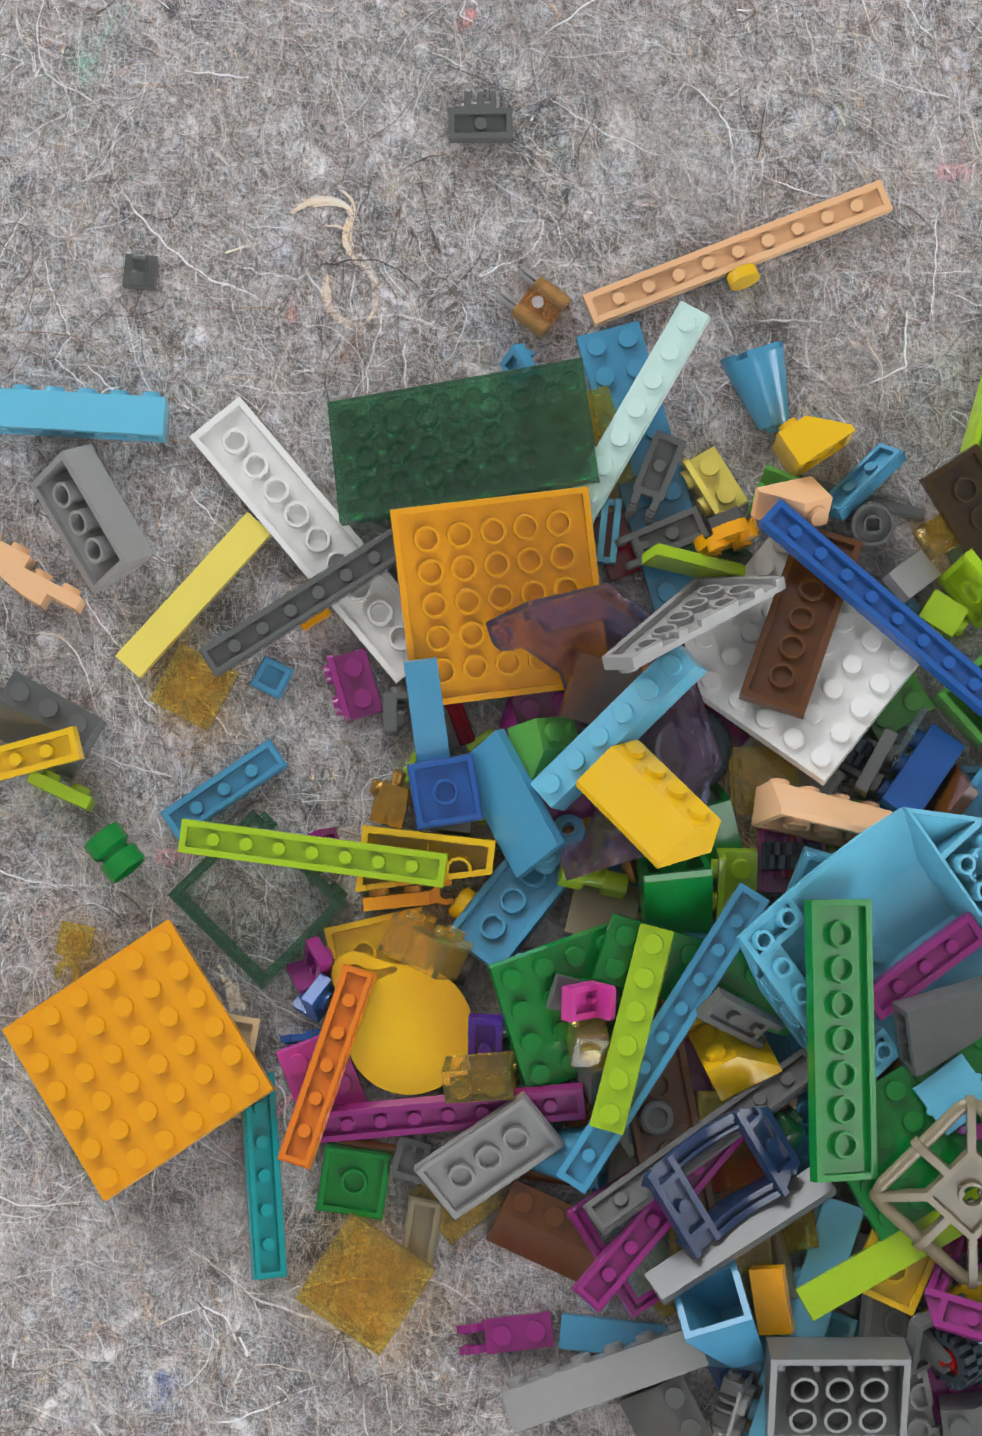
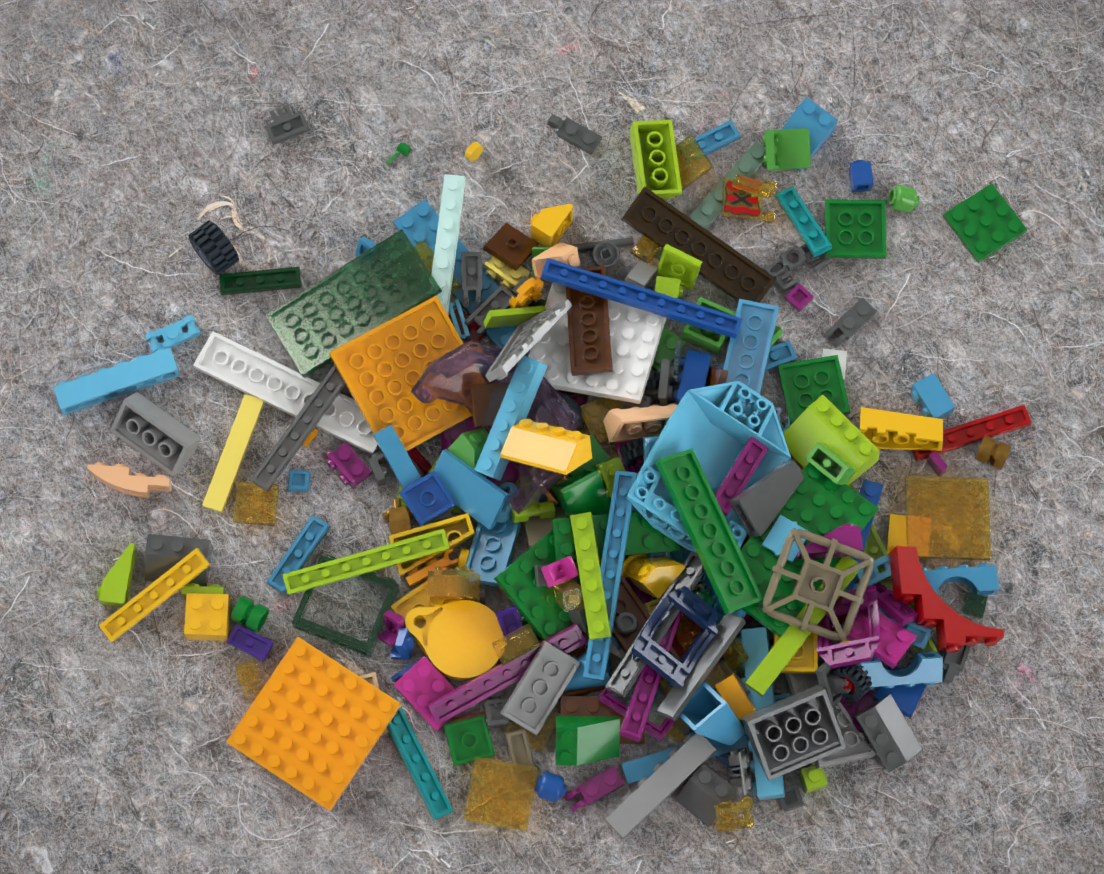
camera: 25 degrees left, 10 degrees down
(51, 830) = (207, 617): none -> yellow brick
(98, 894) = (250, 642): none -> dark purple plate
(140, 272) = (124, 286): dark grey tile -> none
(181, 376) = (173, 334): none -> medium azure plate
(291, 269) = (213, 247): none -> black wheel
(327, 1066) = (426, 676): orange tile -> none
(342, 346) = (260, 281): none -> dark green tile
(442, 1305) = (550, 786): none -> blue head
(523, 1259) = (586, 739): none -> green slope
(539, 306) = (364, 214): clear orange piece -> none
(638, 228) = (403, 149): none -> green hand
(735, 449) = (510, 246): none -> reddish brown plate
(738, 1017) = (647, 546): dark grey hinge -> none
(748, 247) = (472, 132): light nougat plate -> none
(761, 384) = (509, 204): dark azure cone -> none
(864, 479) = (591, 233): dark azure tile -> none
(907, 311) = (575, 133): none -> dark grey hinge

